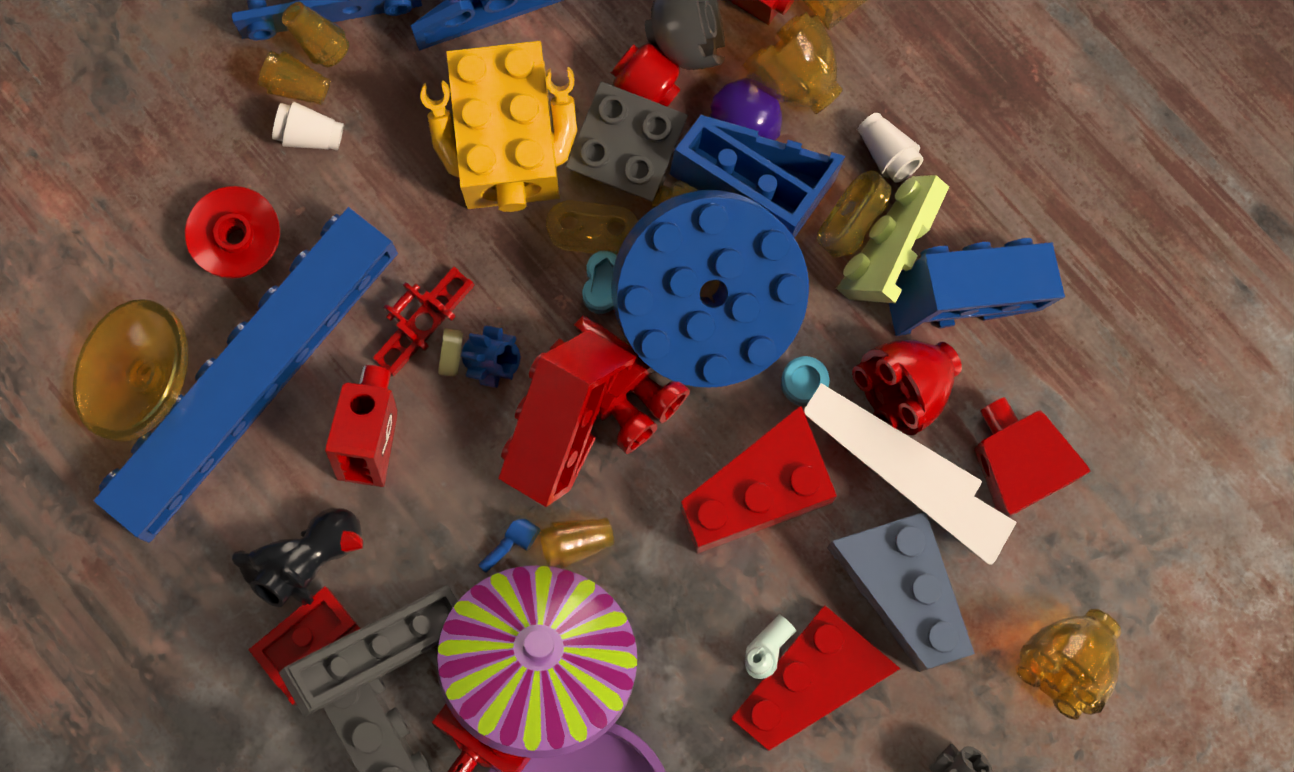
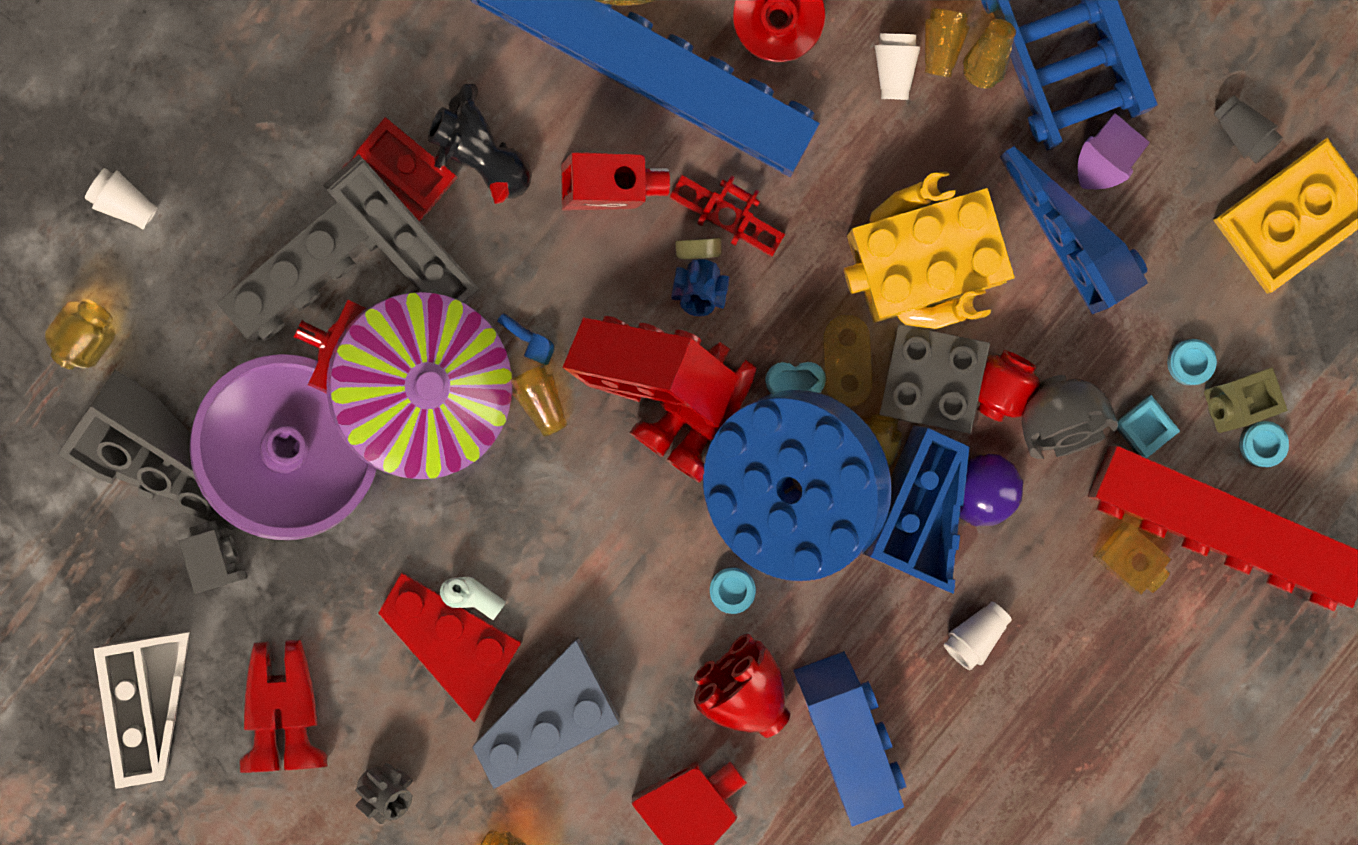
camera: 70 degrees right, 10 degrees up
(760, 487) = (618, 565): red wedge -> none
(799, 66) = (1043, 531): clear yellow piece -> none
(854, 214) = (903, 611): clear yellow plate -> none
(876, 269) = (868, 649): yellowish green wing -> none
(916, 472) = (656, 707): white wedge -> none

